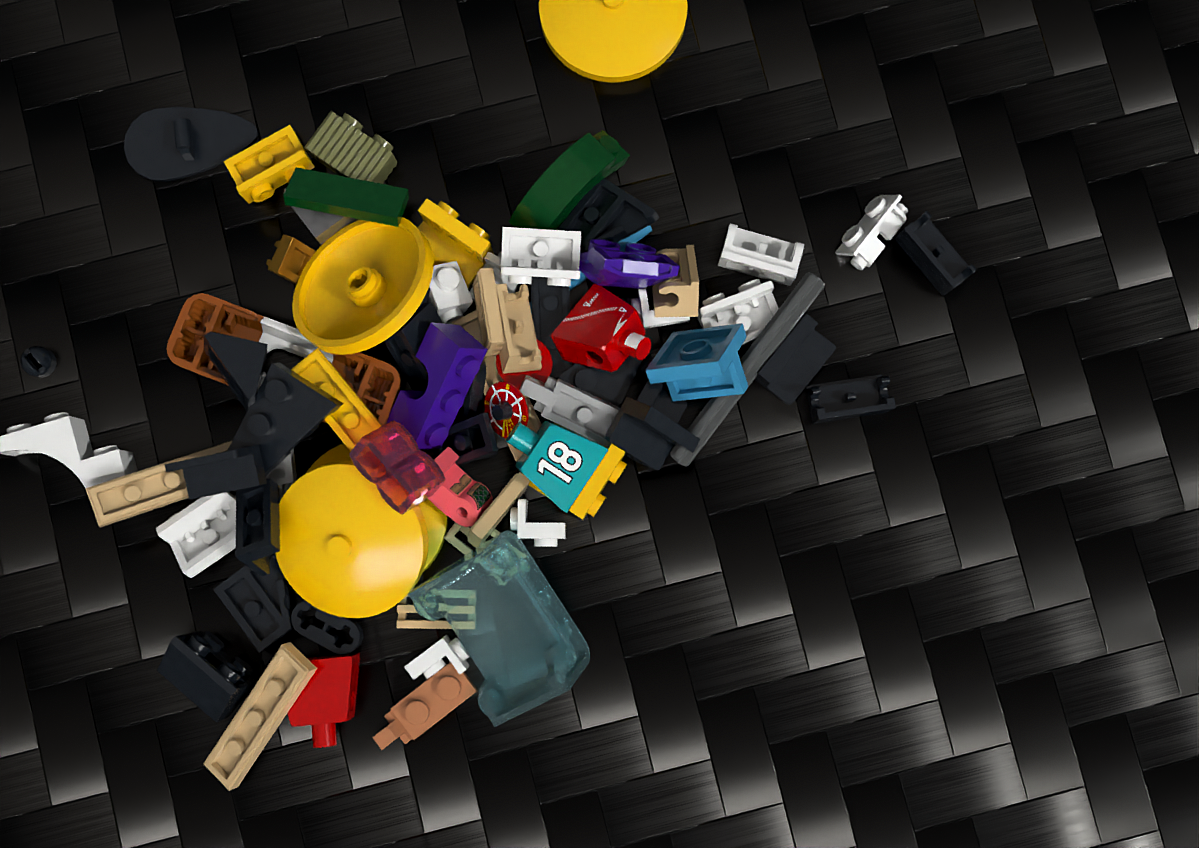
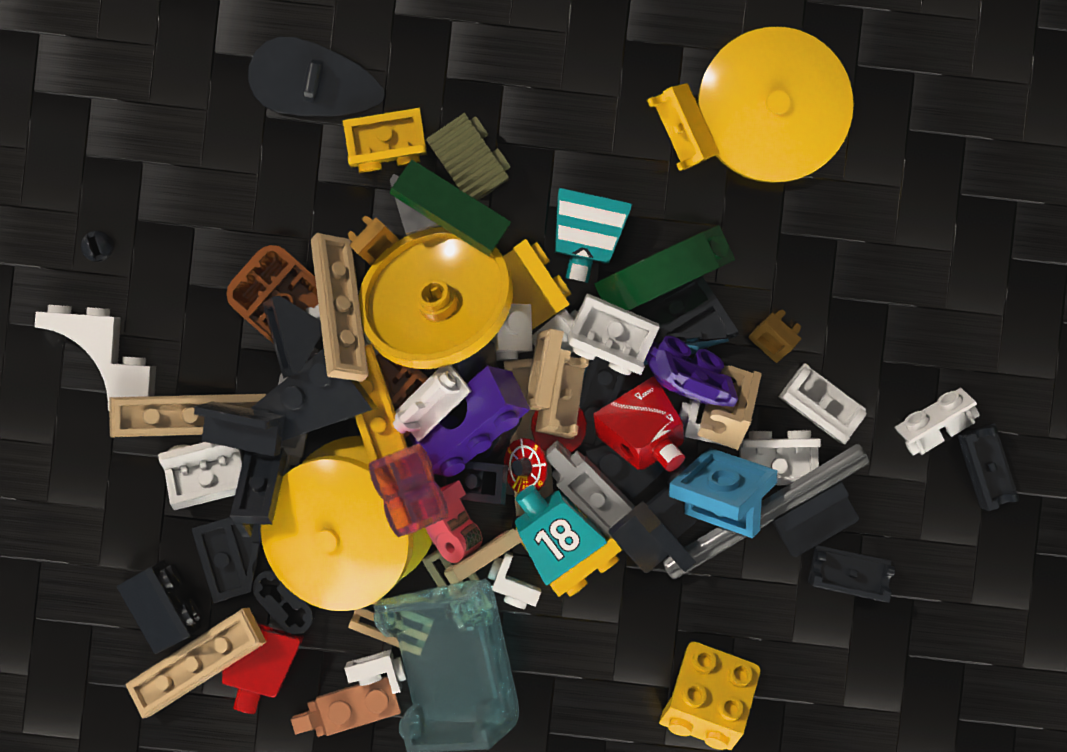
camera: 20 degrees right, 5 degrees up
(276, 327) = (339, 308): none -> tan tile
(392, 379) = (431, 402): none -> white hinge
(485, 176) = (587, 230): none -> torso
(536, 52) = (684, 125): none -> yellow hinge
(693, 208) = (775, 336): none -> pearl gold tile
(764, 564) = (711, 696): none -> yellow bracket

